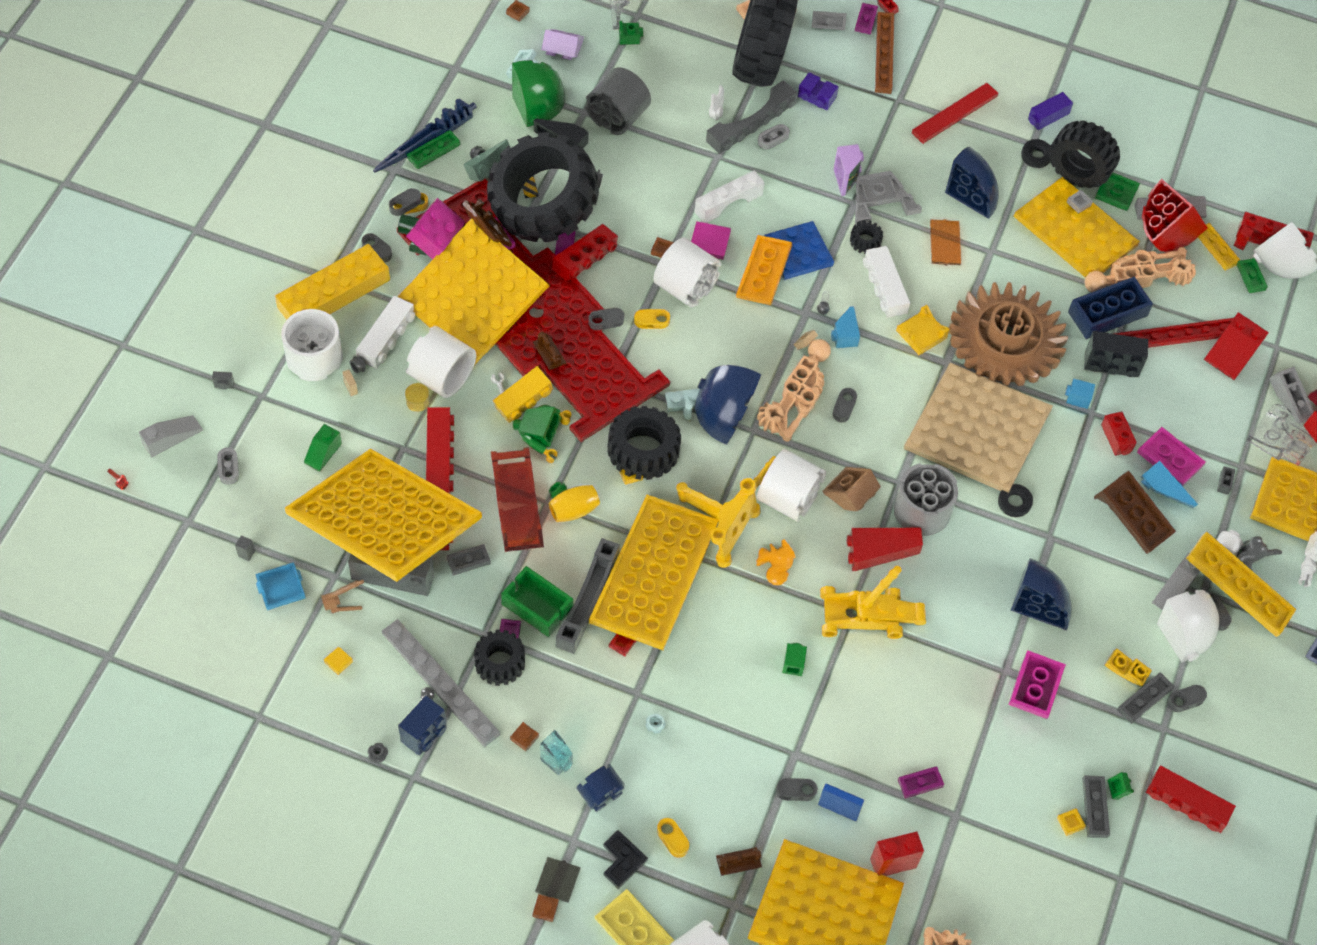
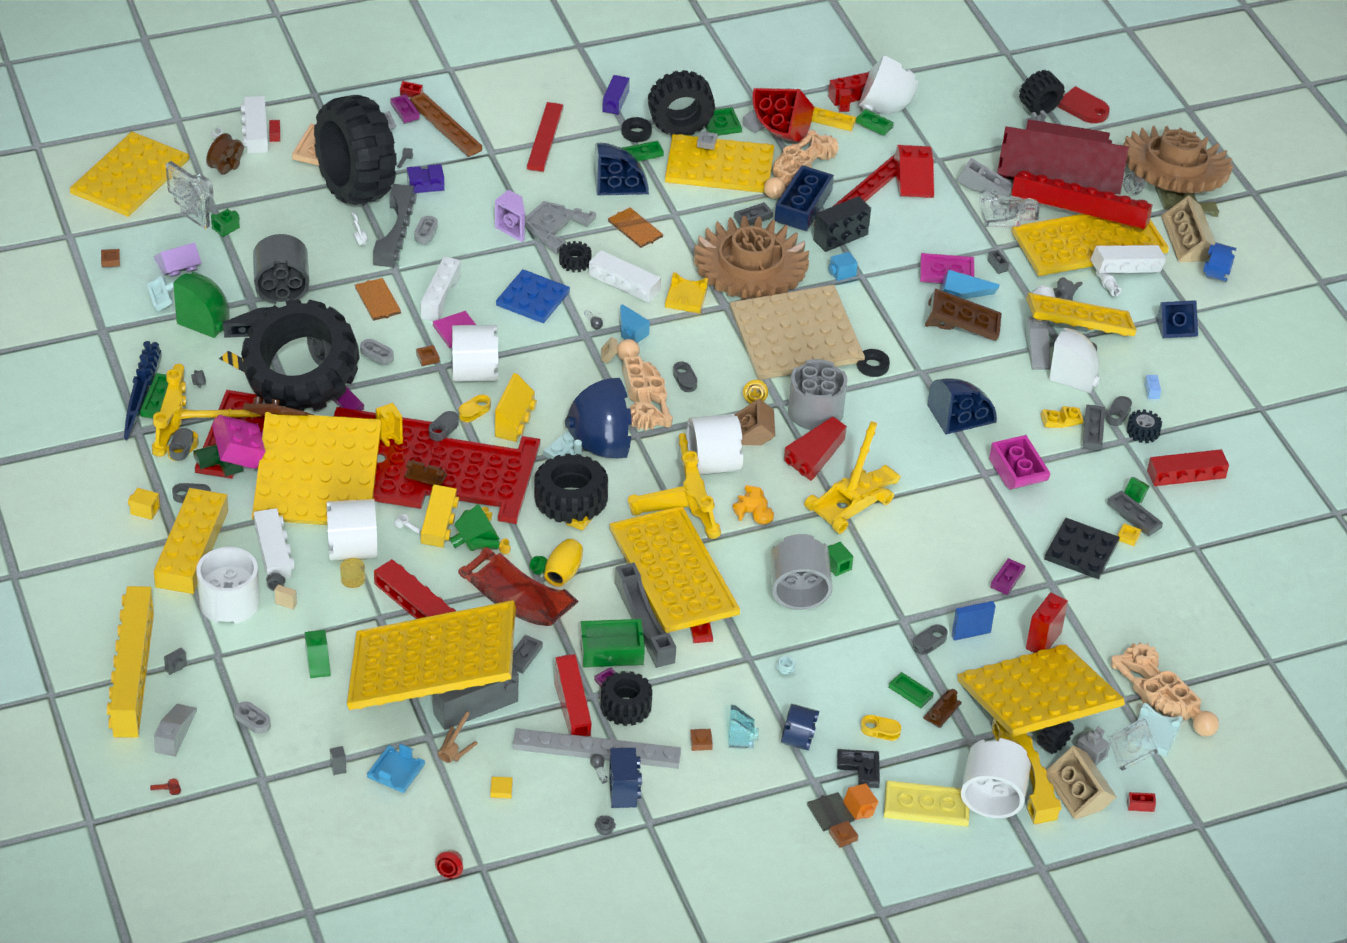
camera: 40 degrees left, 15 degrees down
(188, 359) = (131, 662): none -> yellow brick
(233, 696) = (449, 864): none -> red cone
(333, 233) = (144, 503): none -> yellow brick
(423, 167) = (172, 413): none -> yellow piece
(459, 625) = (572, 695): none -> red slope
(481, 165) = (216, 378): sand green slope -> none
(559, 289) = (391, 423): none -> yellow hinge
(583, 892) = (860, 801): none -> orange brick
(584, 252) = (374, 389): red brick -> none
(629, 222) = (376, 351): none -> light grey plate
(674, 341) = (514, 409): none -> yellow slope
(678, 173) = (377, 299): none -> clear orange piece
(733, 823) = (911, 690): none -> green tile
(739, 651) = (800, 572): none -> light grey brick
(764, 270) = (524, 322): light orange tile -> none
(828, 59) = (407, 153): none -> dark grey hand
(883, 459) = (756, 385): none -> yellow cone
(1015, 175) = (645, 150): none -> green plate
(1015, 804) = (1082, 548): none -> black plate
(1058, 295) = (753, 212): none -> dark grey plate
(1118, 433) = (897, 275): red brick -> none
(1193, 722) = (1144, 426): none -> black wheel
(1242, 697) = (1152, 387): none -> light blue piece

